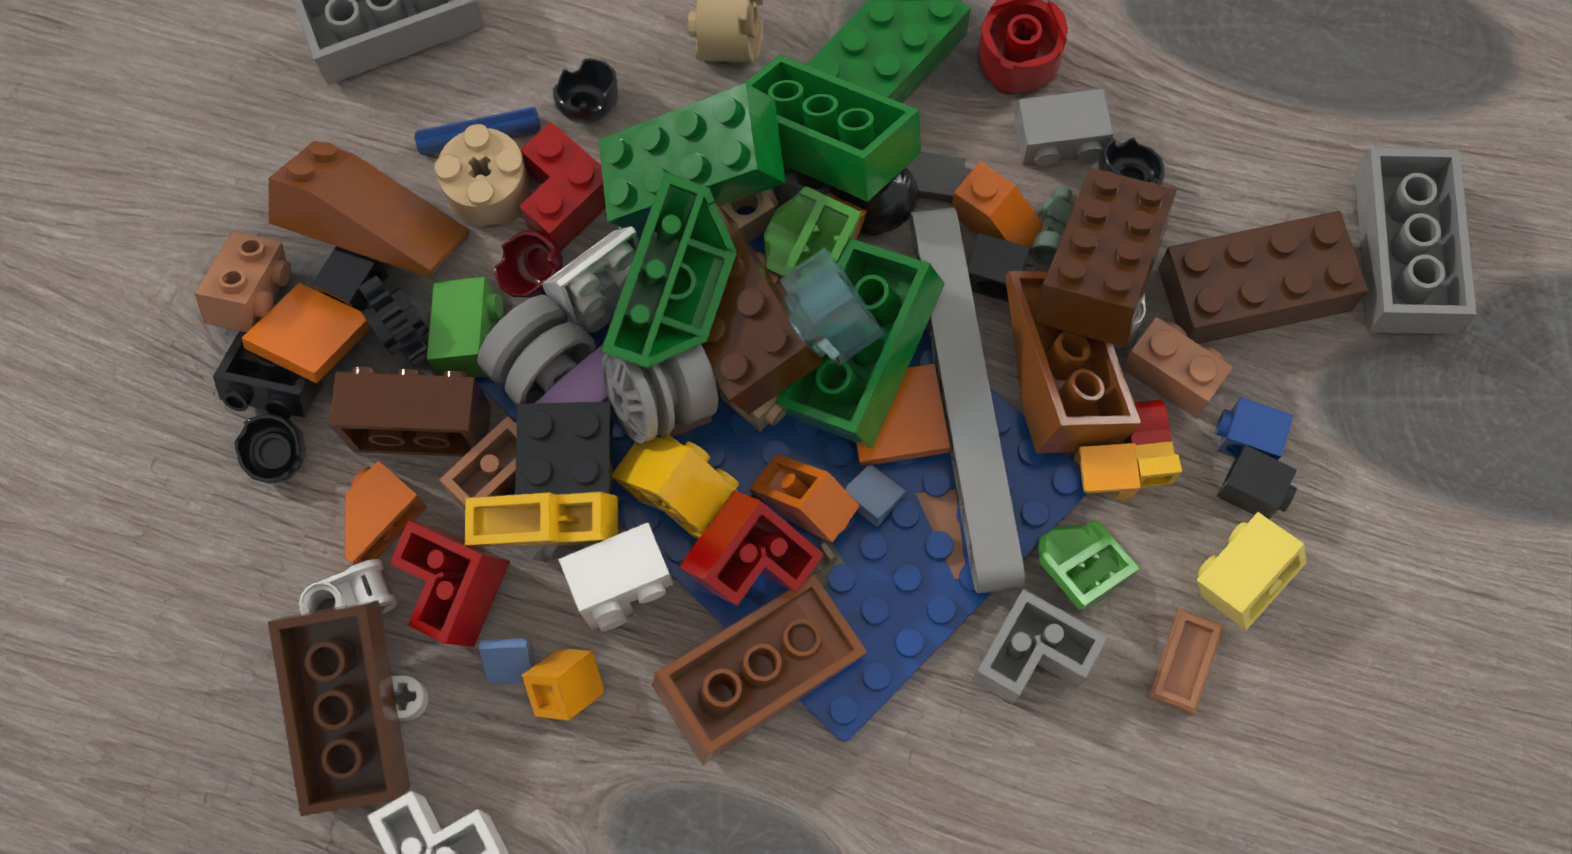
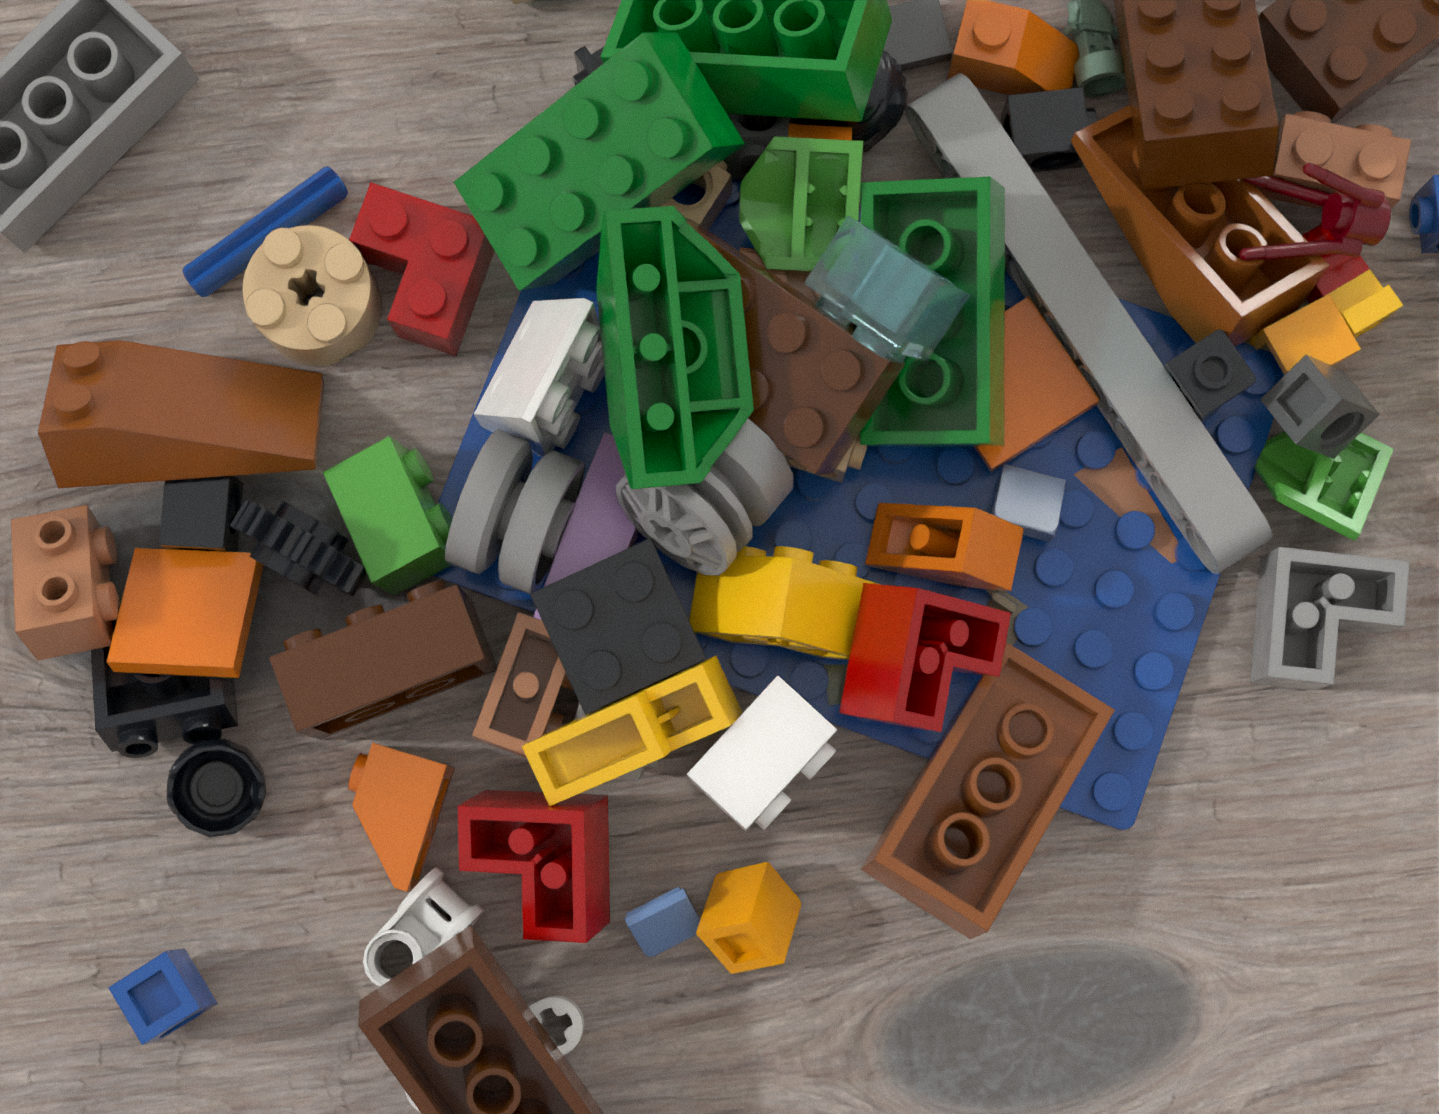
camera: 25 degrees left, 10 degrees up
(168, 561) = (162, 995): none -> blue brick
(527, 263) = (434, 391): dark red hair -> none
(587, 92) = (390, 114): black hair -> none
(1027, 458) = (1210, 374): none -> black bracket
(1094, 512) = (1319, 406): none -> dark grey brick
(1171, 397) = (1353, 216): none -> dark red plant

